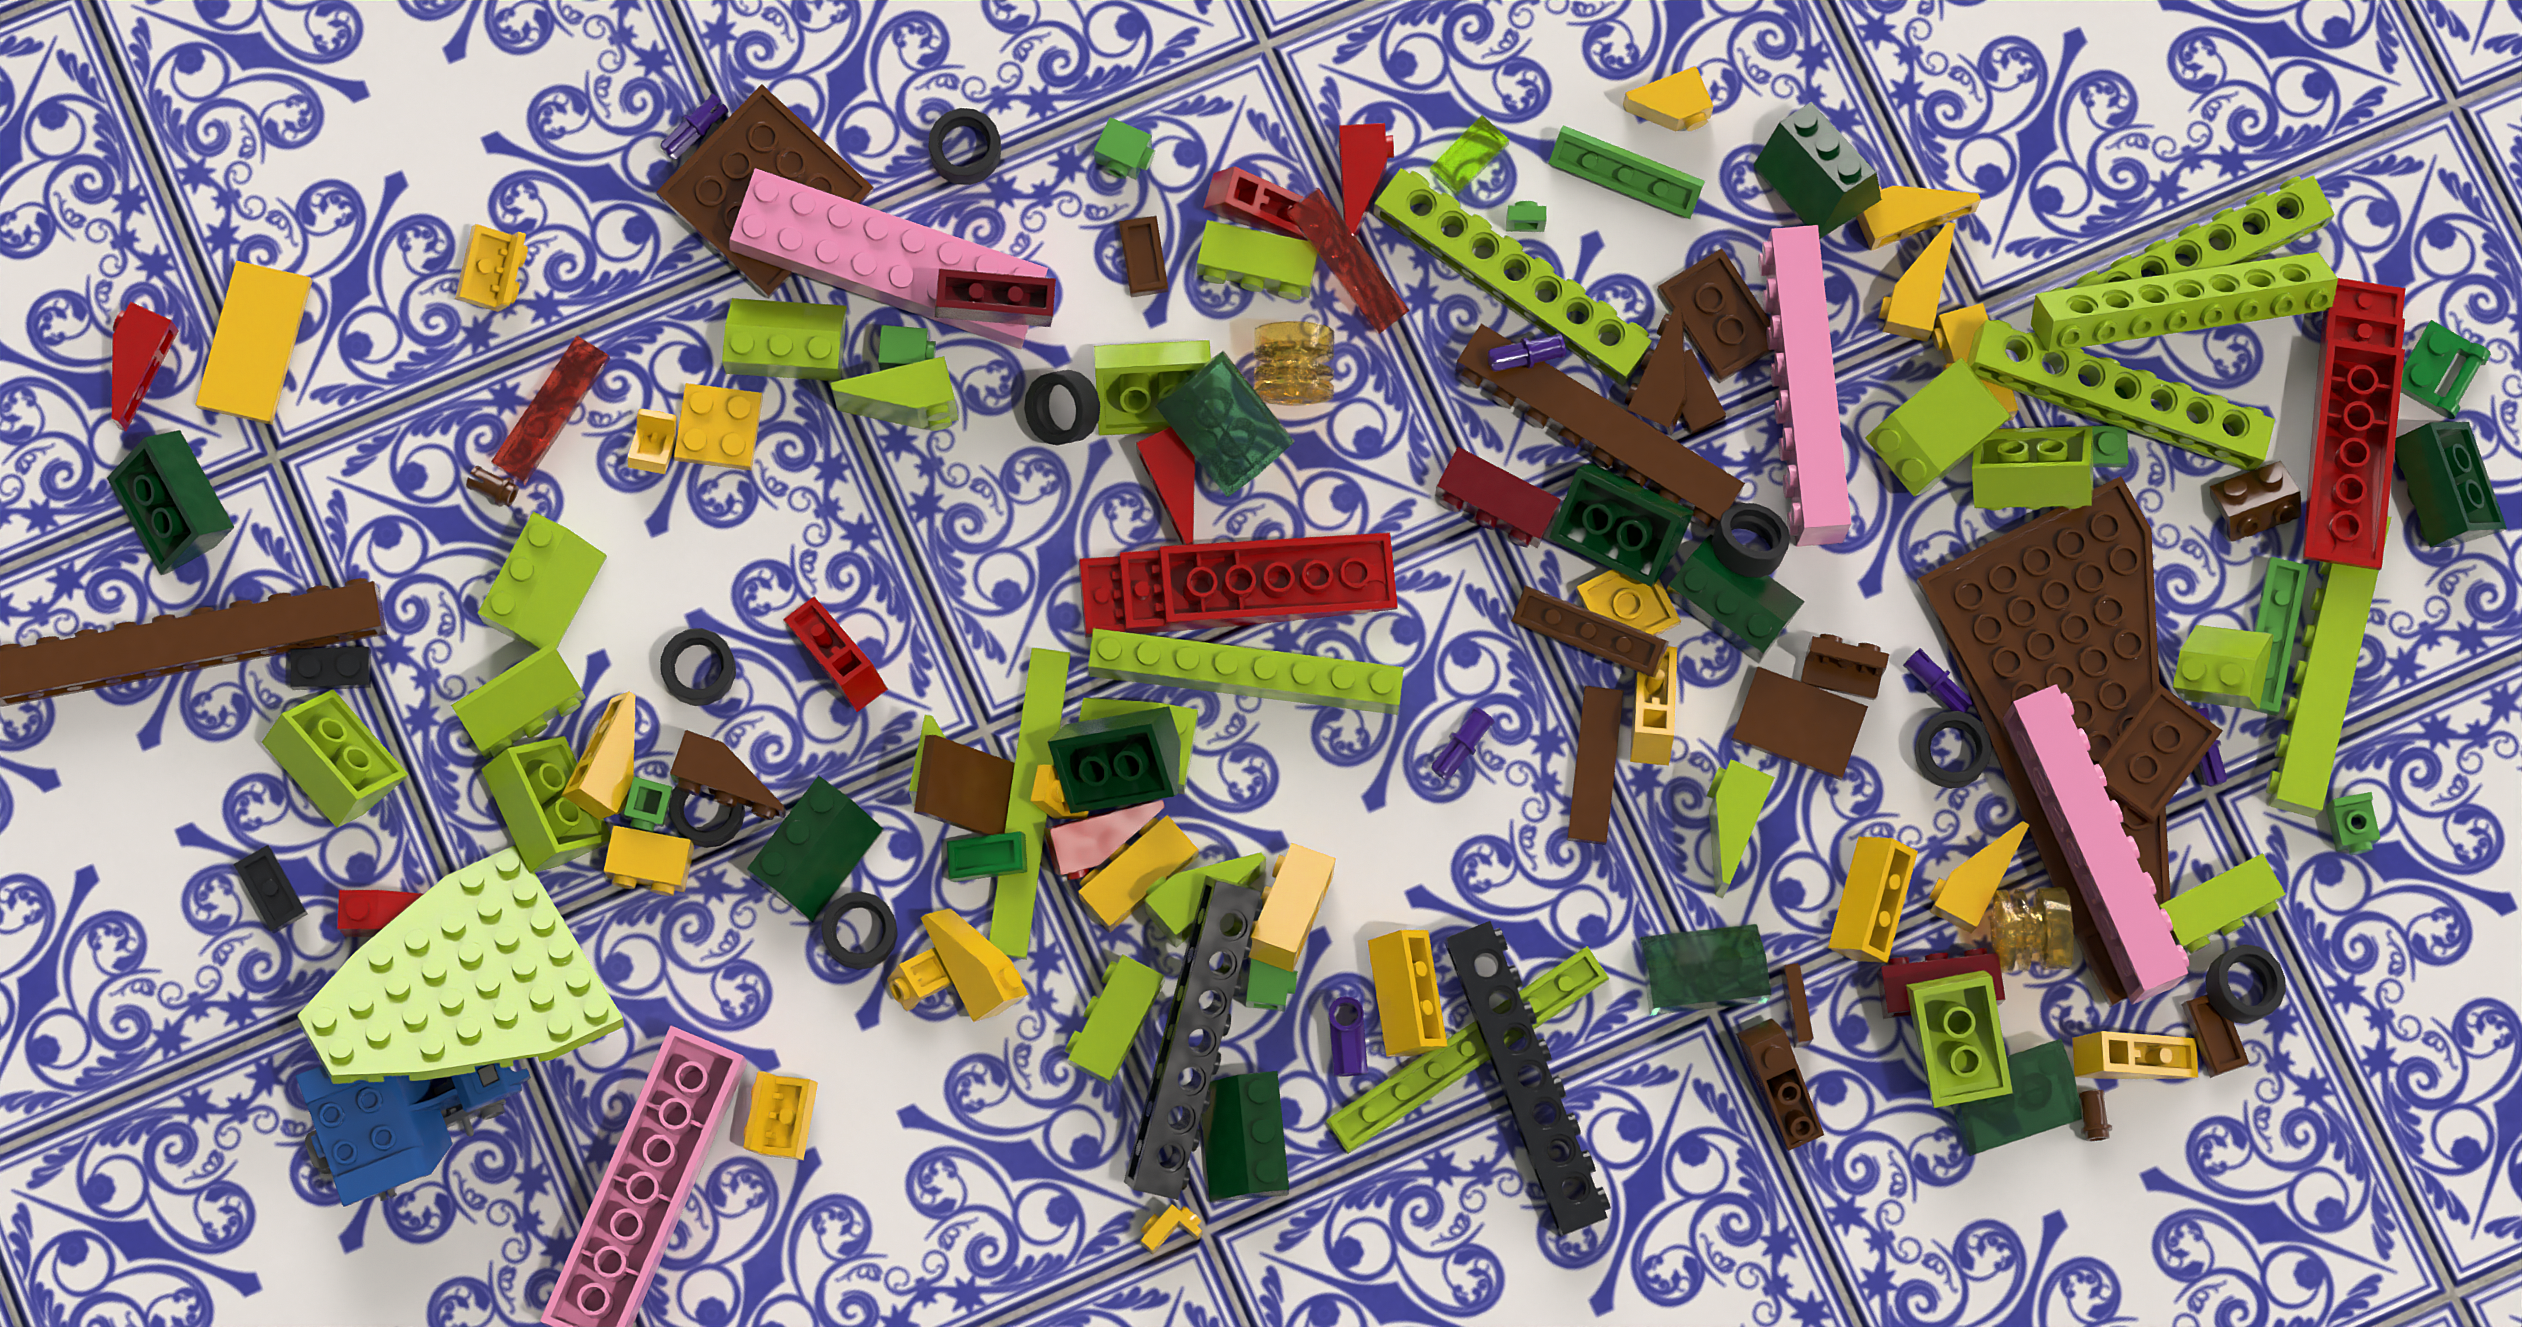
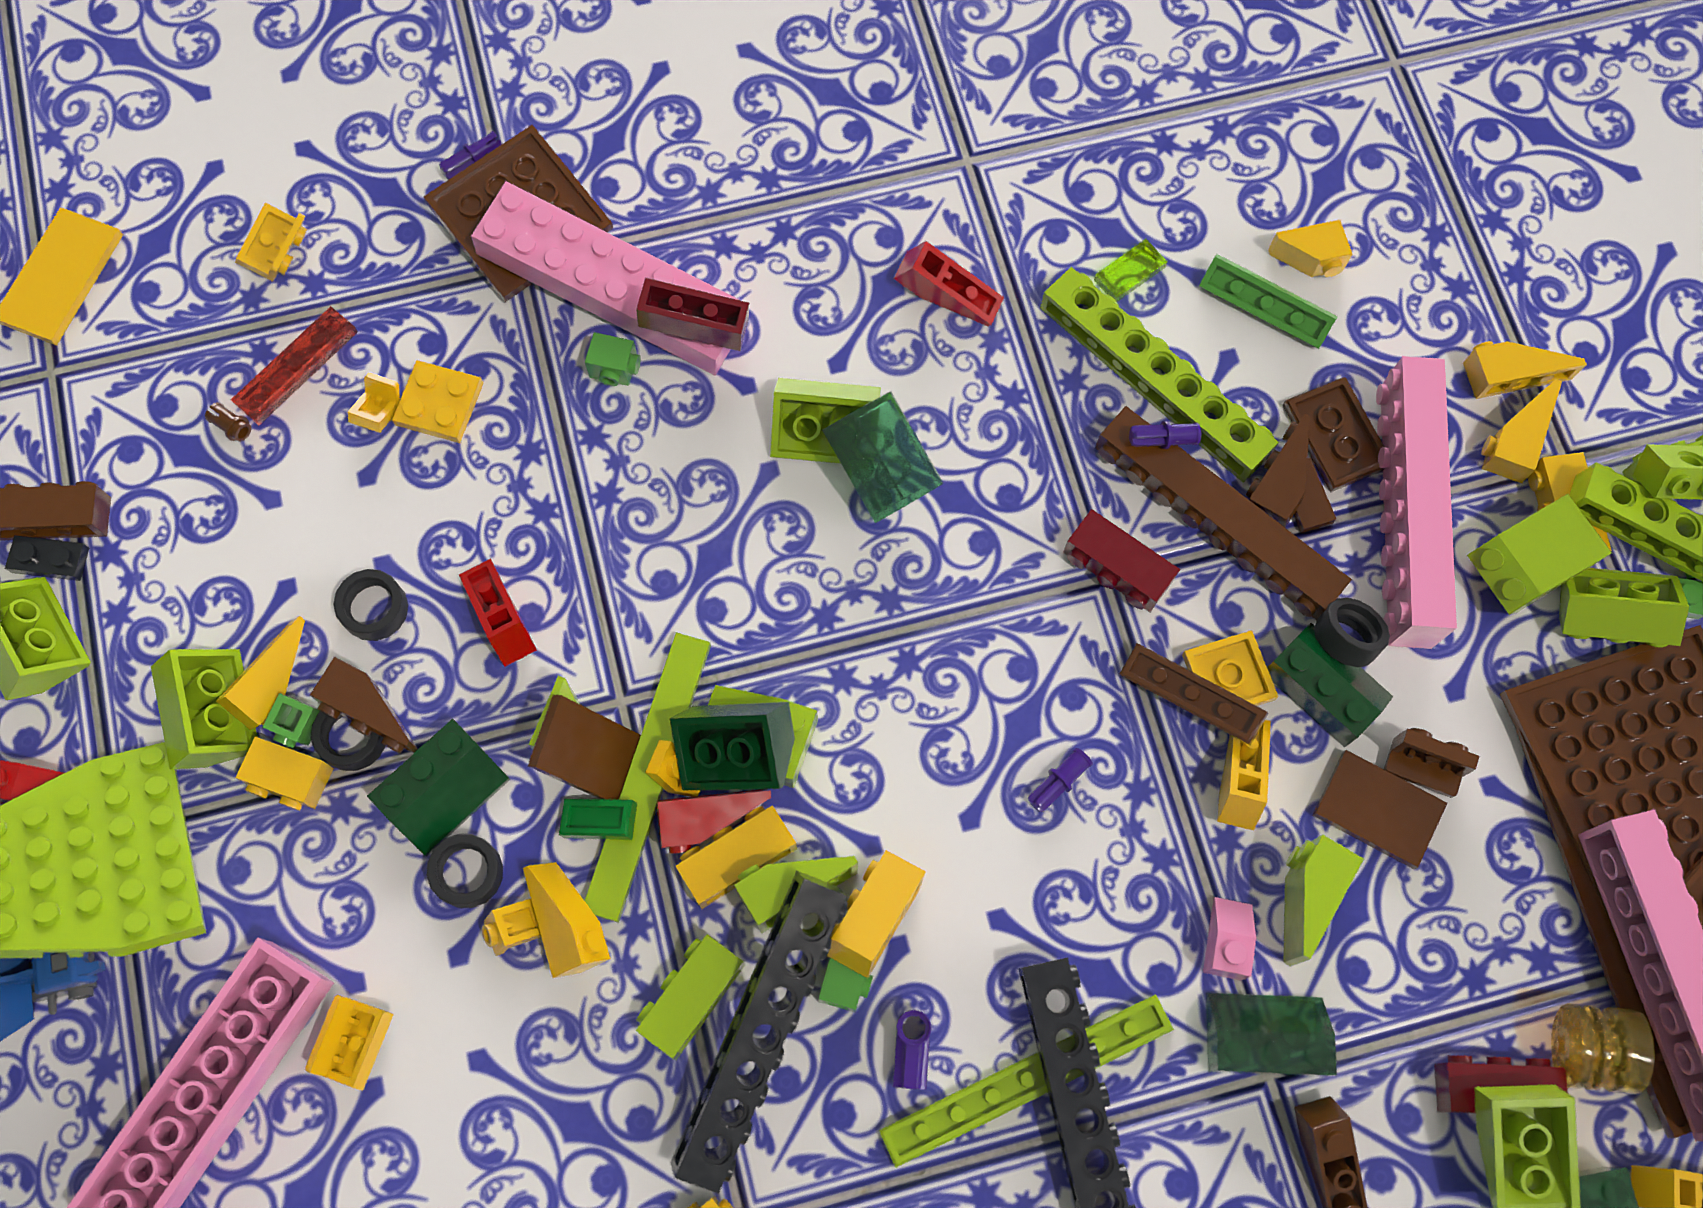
camera: 10 degrees right, 5 degrees down
(519, 702) = (197, 608): lime slope -> none
(541, 583) = (247, 511): lime slope -> none
(784, 339) = (509, 337): lime slope -> none
(904, 395) = (600, 392): lime slope -> none
(970, 118) = (692, 180): black tyre -> none
(1038, 410) = (760, 424): black tyre -> none
(1124, 150) = (832, 222): bright green brick -> none
(1143, 256) = (835, 313): reddish brown tile -> none
(1172, 474) = (830, 498): red slope -> none
(1237, 583) = (872, 603): red slope -> none
(1245, 671) = (868, 683): lime brick -> none
(1245, 1138) = (796, 1138): dark green slope -> none
(1257, 260) = (934, 327): lime brick -> none
(1294, 363) = (953, 415): clear yellow wheel -> none
(1347, 260) = (1013, 336): clear red plate -> none
(1362, 167) = (1037, 265): red slope -> none
(1407, 993) = (976, 1015): yellow brick -> none
(1526, 217) = (1175, 326): bright green plate -> none
(1595, 765) = (1182, 820): reddish brown tile -> none
(1620, 524) = (1232, 600): dark green slope -> none
(1656, 880) = (1230, 940): none -> bright pink slope
(1797, 1005) = (1357, 1086): reddish brown tile -> none
(1817, 171) = (1442, 318): dark green slope -> none
(1873, 899) = (1442, 992): yellow brick -> none
(1937, 681) = (1516, 790): dark purple axle -> none
(1972, 884) = (1539, 994): yellow slope -> none
(1974, 729) = (1549, 840): black tyre -> none

